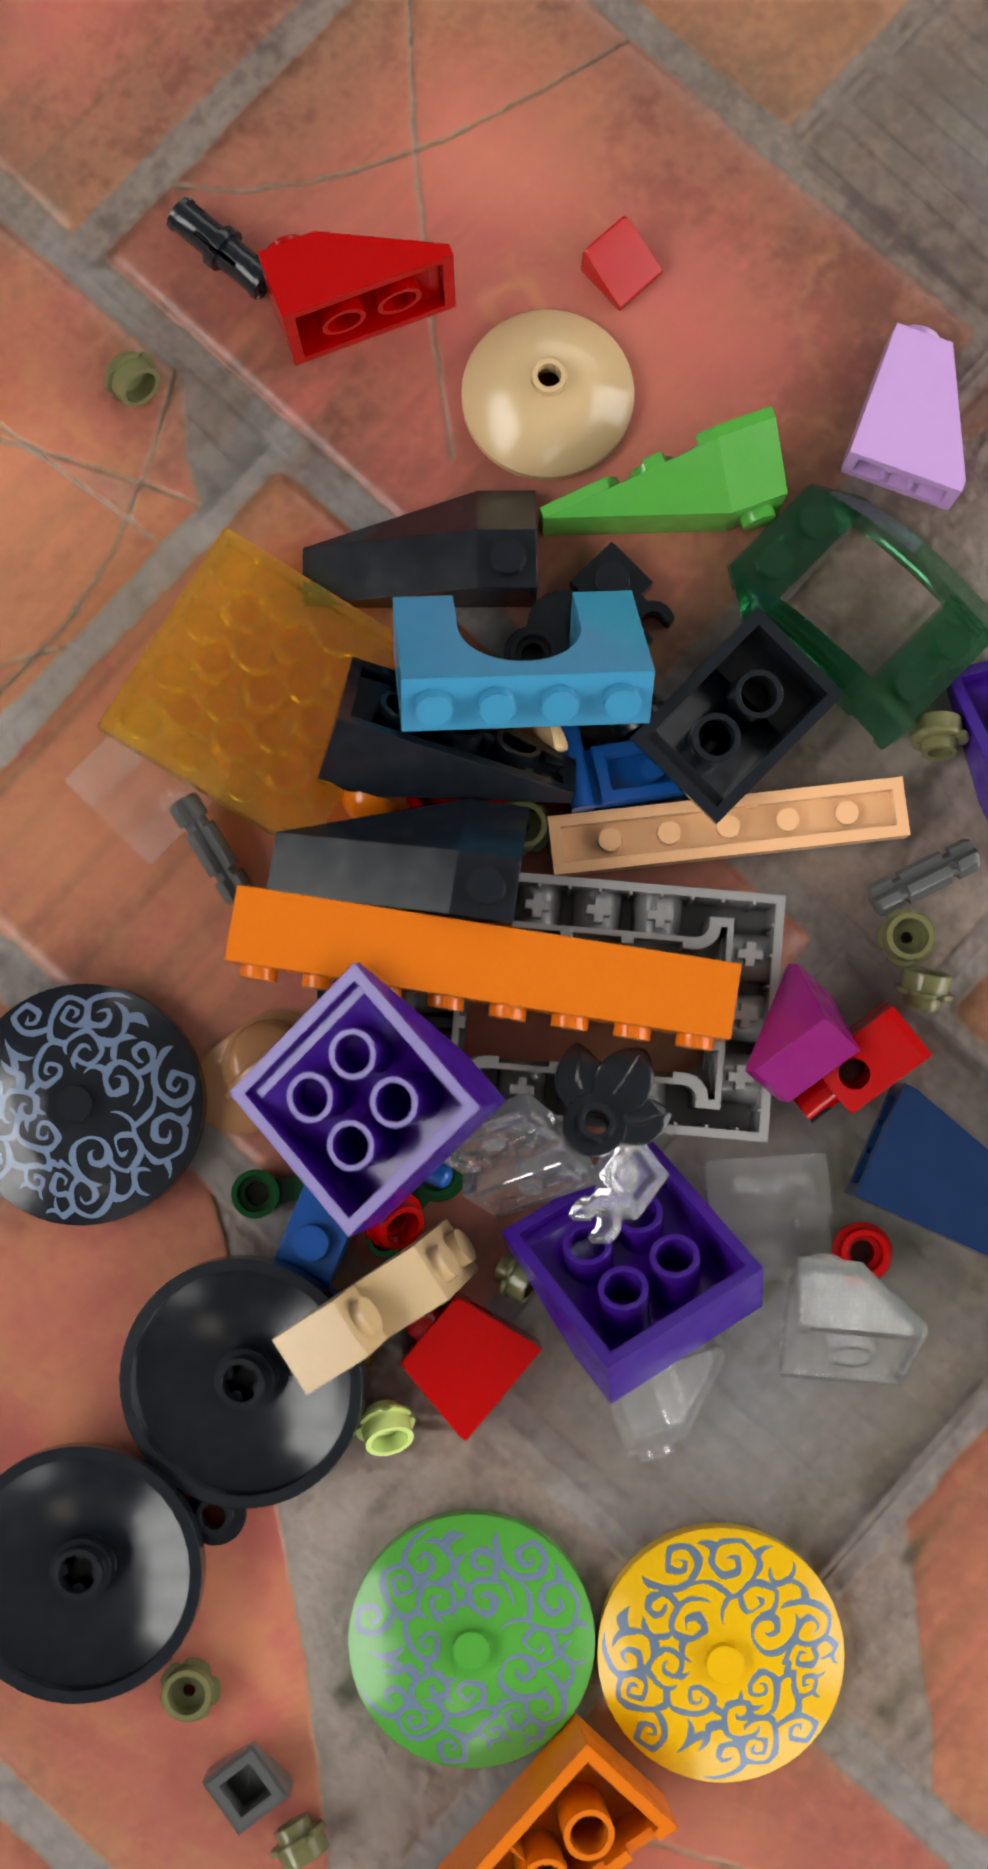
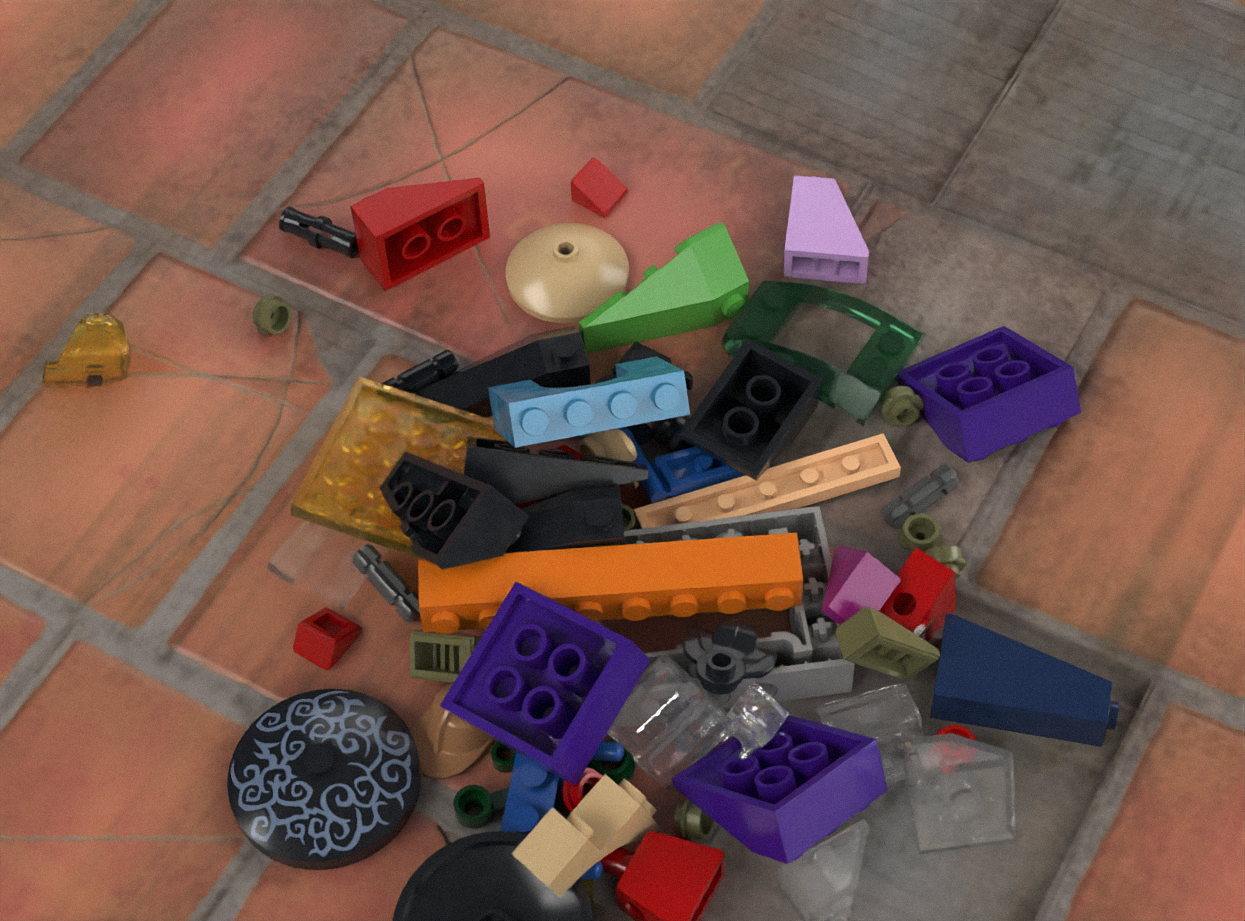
camera: 10 degrees left, 30 degrees down
(121, 900) = (325, 637): none -> red slope
(262, 1006) = (439, 655): none -> olive slope
(294, 825) = (449, 513): none -> black wedge
(312, 527) = (425, 373): none -> black axle
(807, 1124) = (880, 642): none -> olive slope

